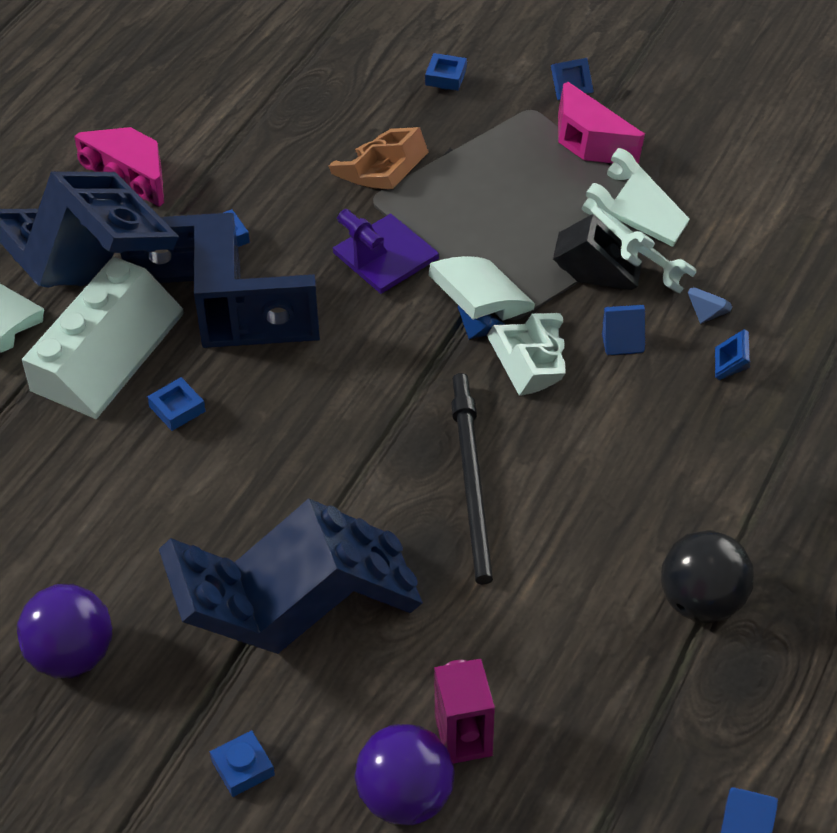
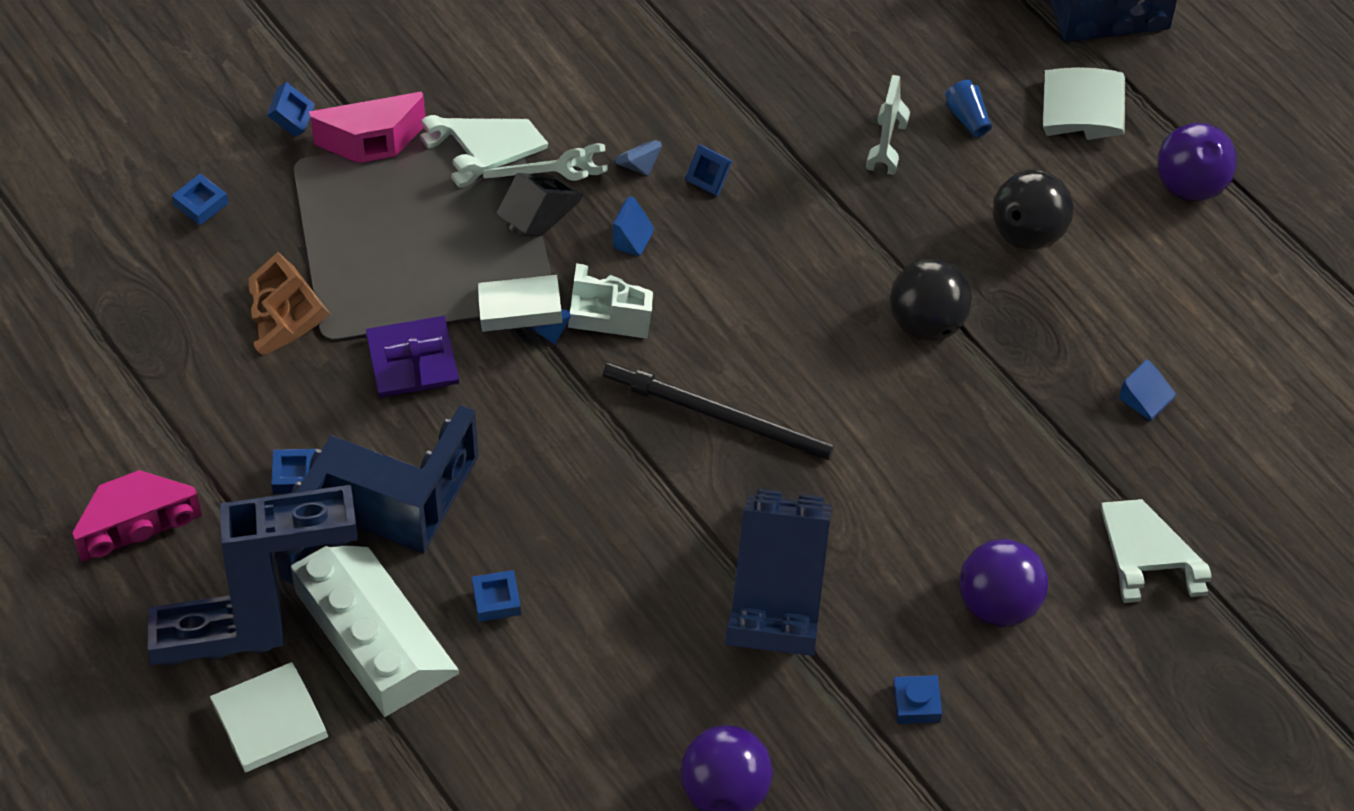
camera: 65 degrees left, 5 degrees up
(464, 710) = (970, 511): magenta brick -> none

